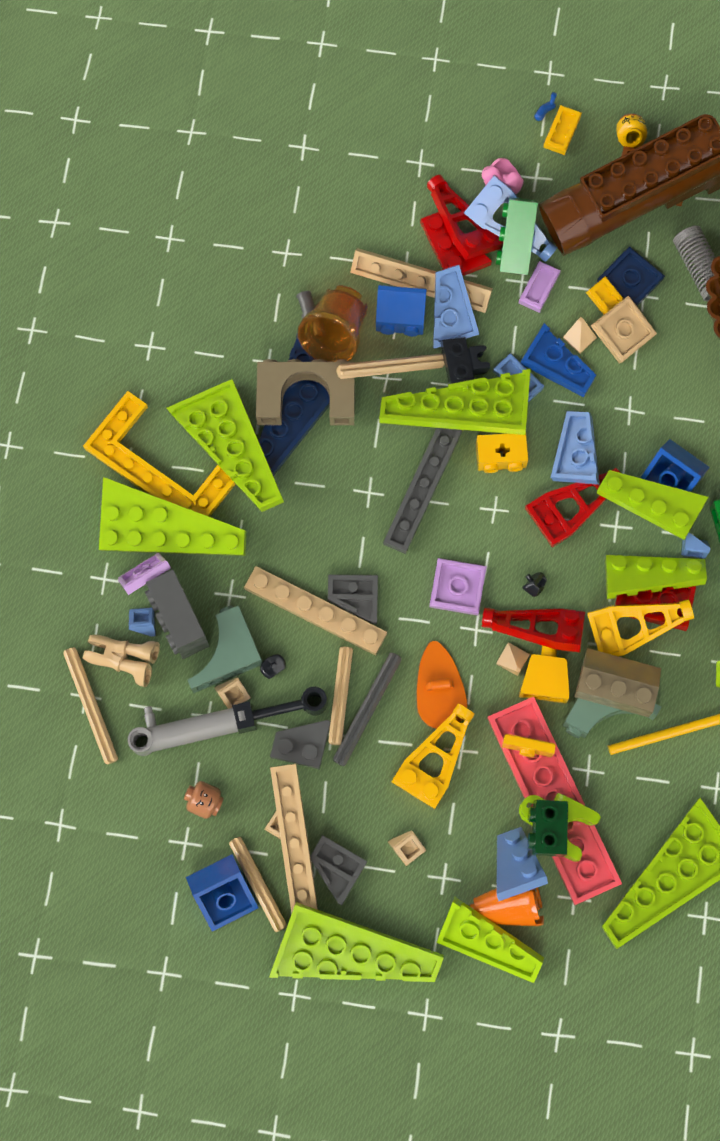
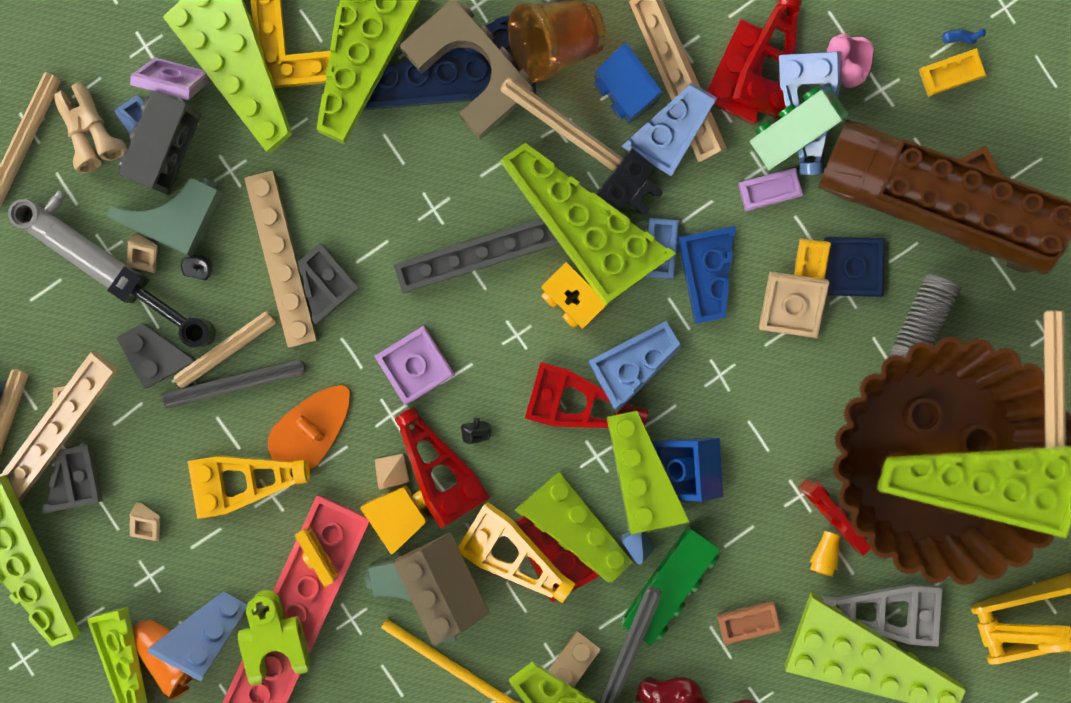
camera: 45 degrees right, 15 degrees up
(203, 799) = (26, 315): nougat head -> none
(549, 828) = (248, 643): dark green brick -> none
(580, 336) = (752, 269): tan slope -> none
(631, 130) = (1008, 139): yellow head -> none

